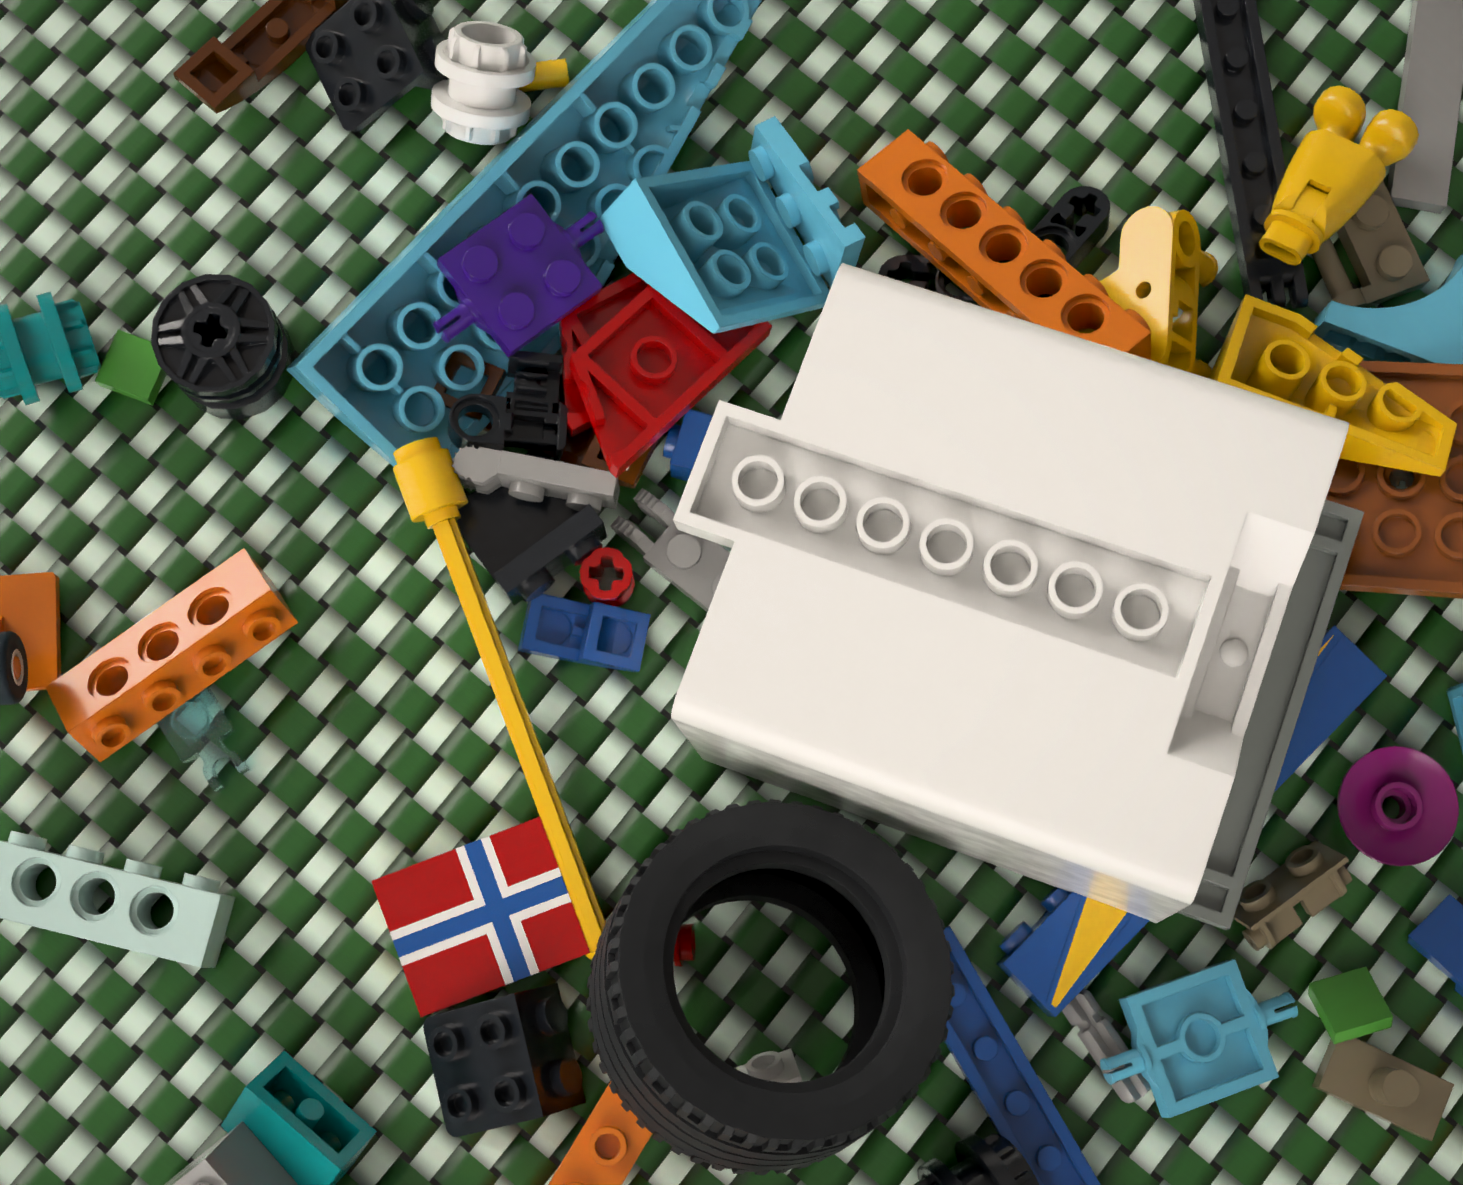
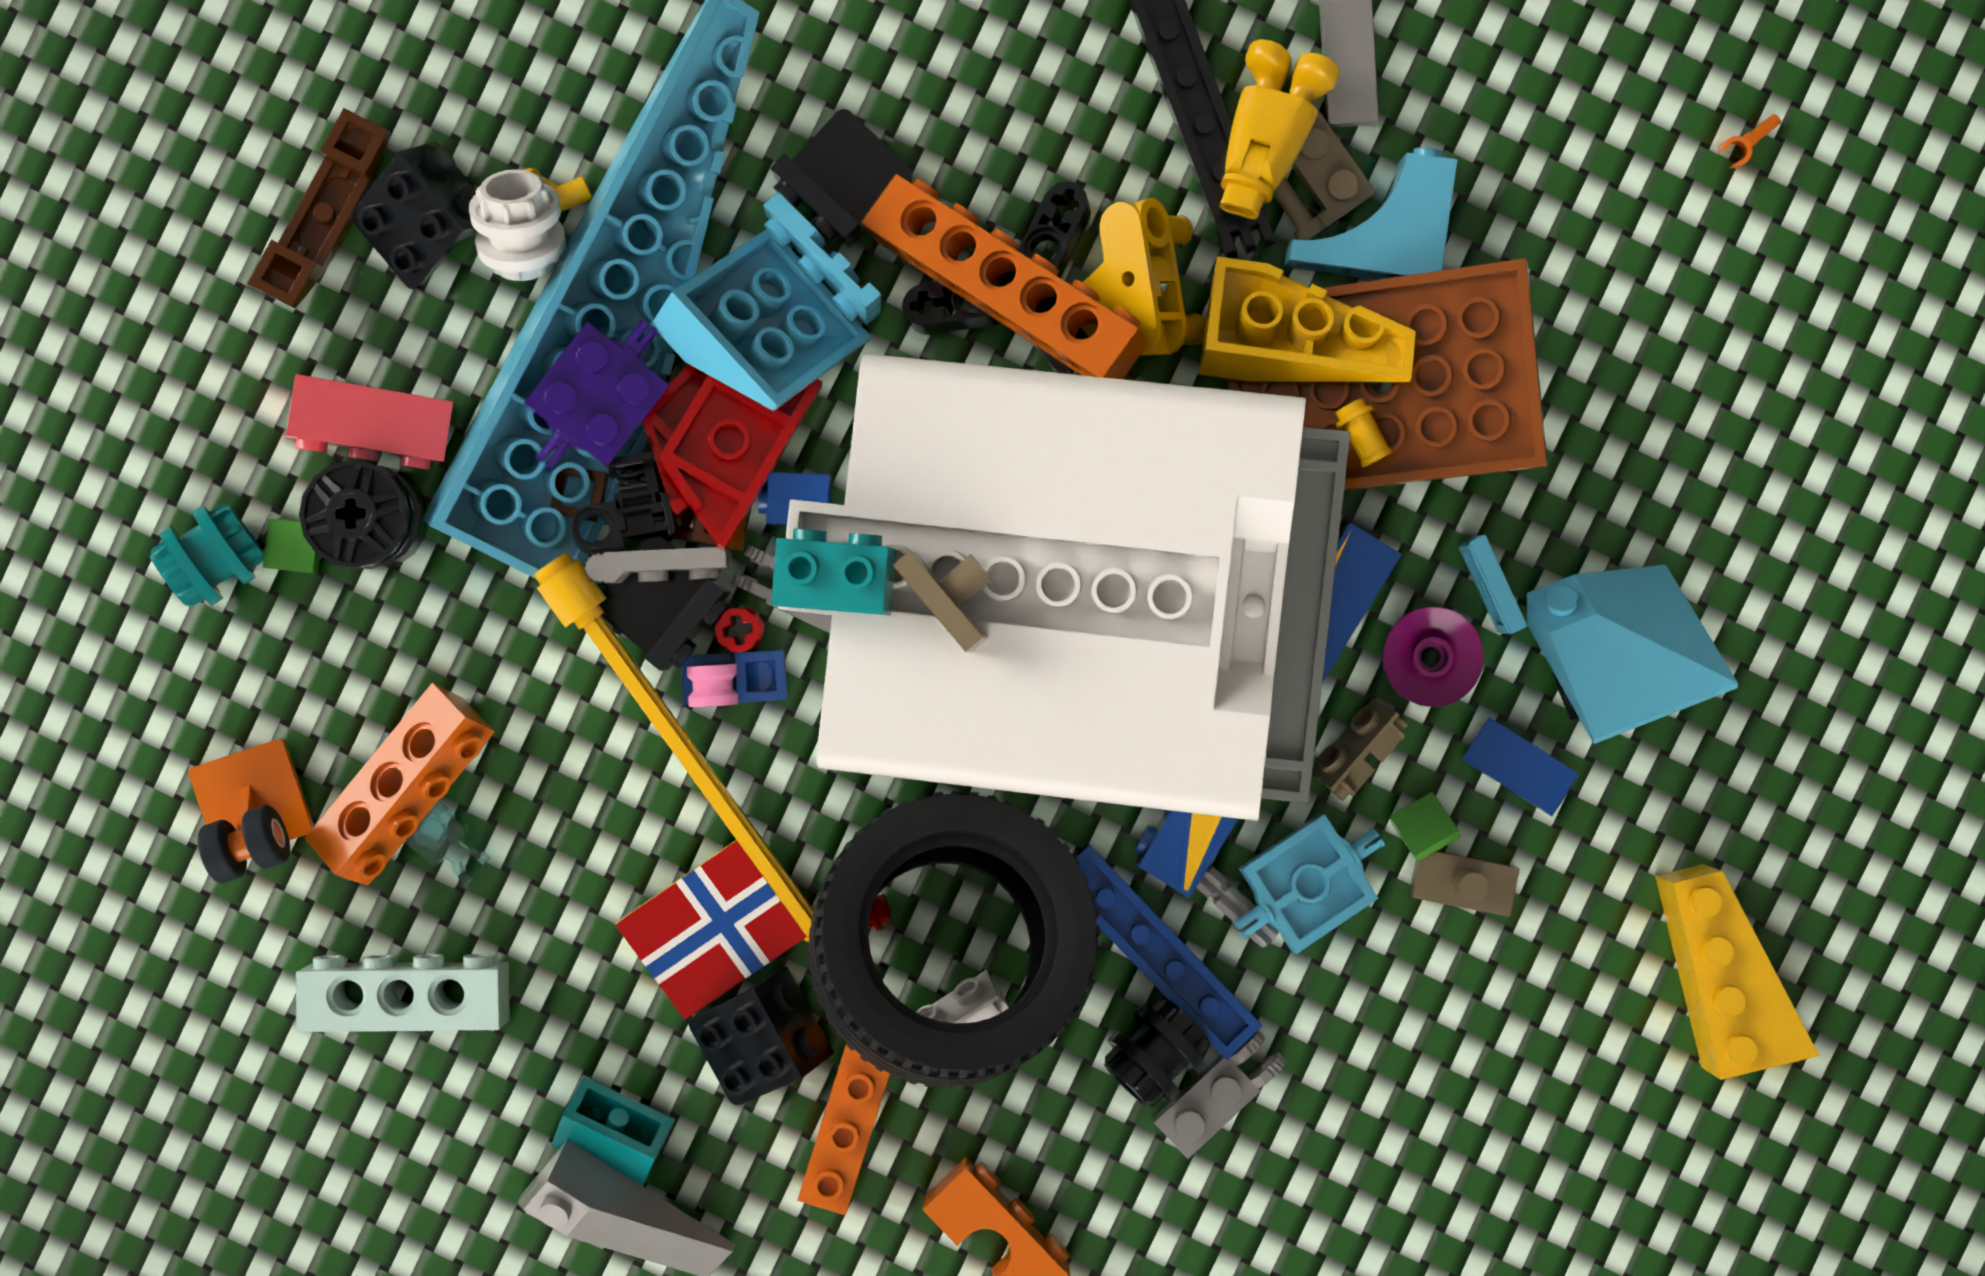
camera: 15 degrees left, 10 degrees up
(252, 240) = (368, 421): none -> coral wedge
(560, 629) = (712, 685): none -> bright pink wheel
(751, 488) = (832, 574): none -> teal brick
(841, 121) = (839, 176): none -> black bracket
(881, 541) = (948, 595): none -> dark tan tile
(1377, 525) = (1364, 434): none -> yellow pin

